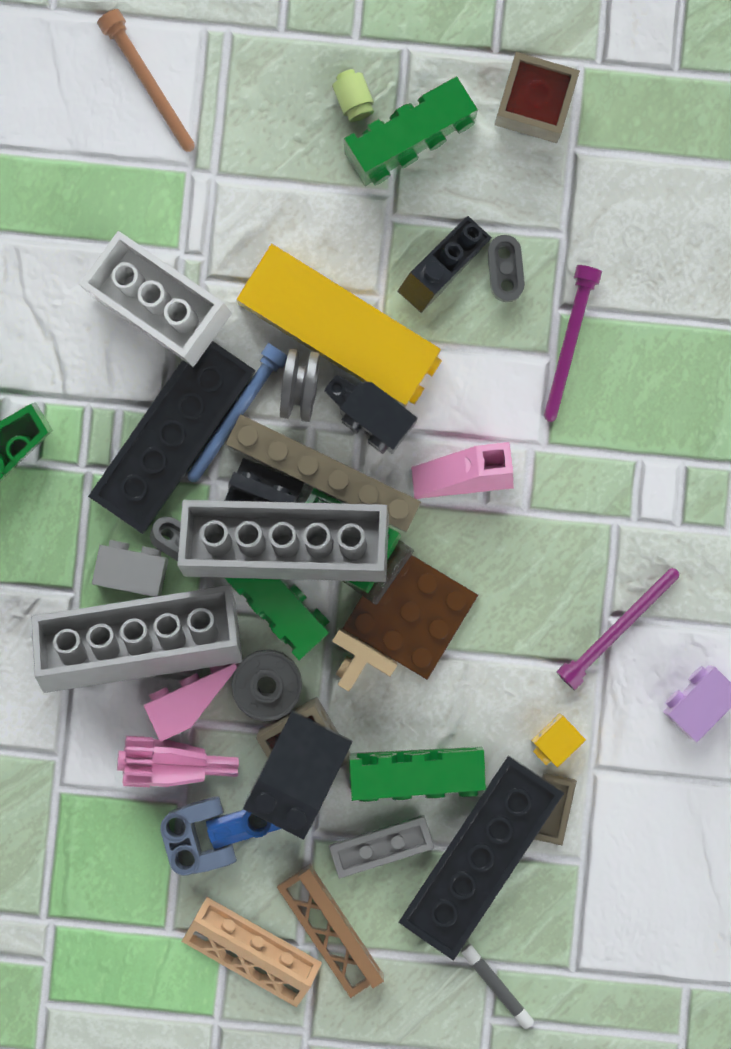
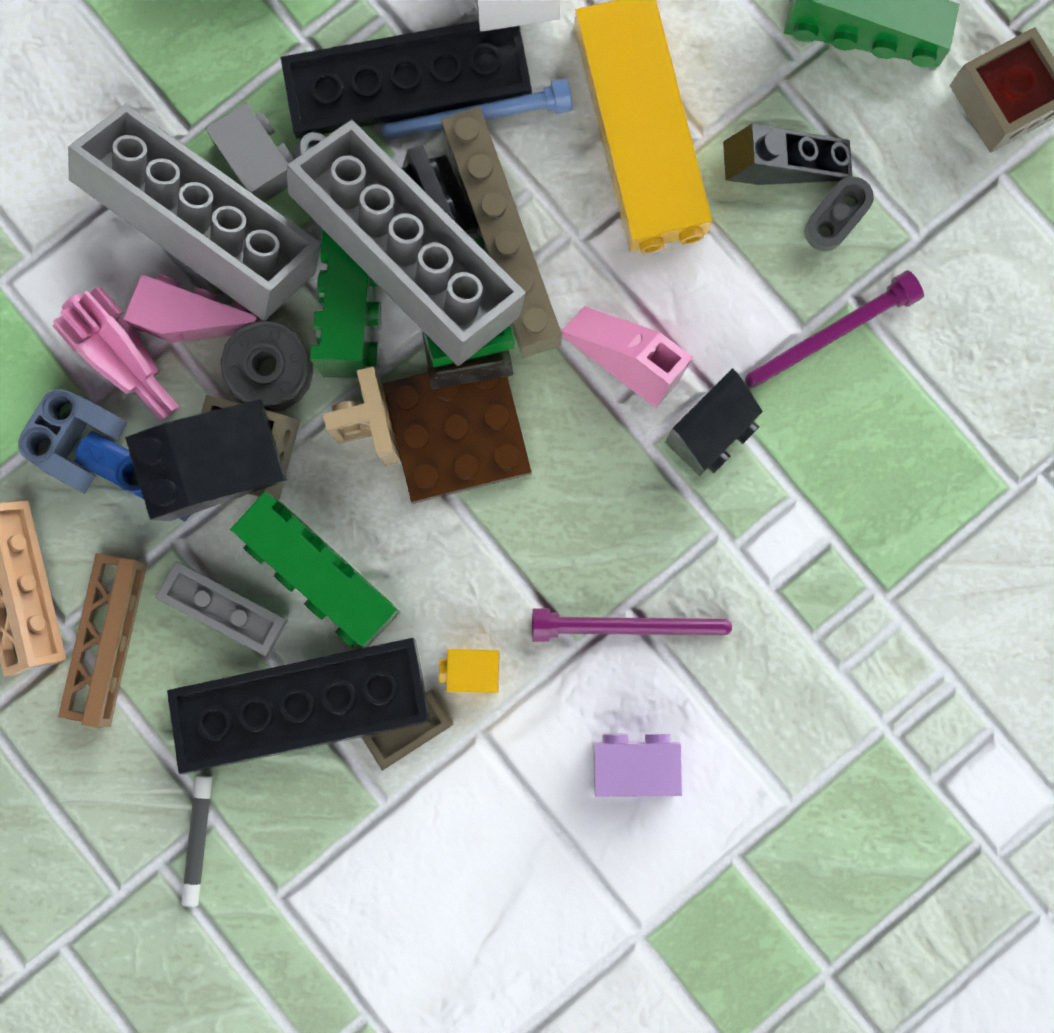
camera: 50 degrees right, 5 degrees down
(299, 385) = (556, 132): flat silver wheel -> none
(372, 412) = (598, 220): black hinge -> none
(557, 466) = (715, 424): none -> black slope

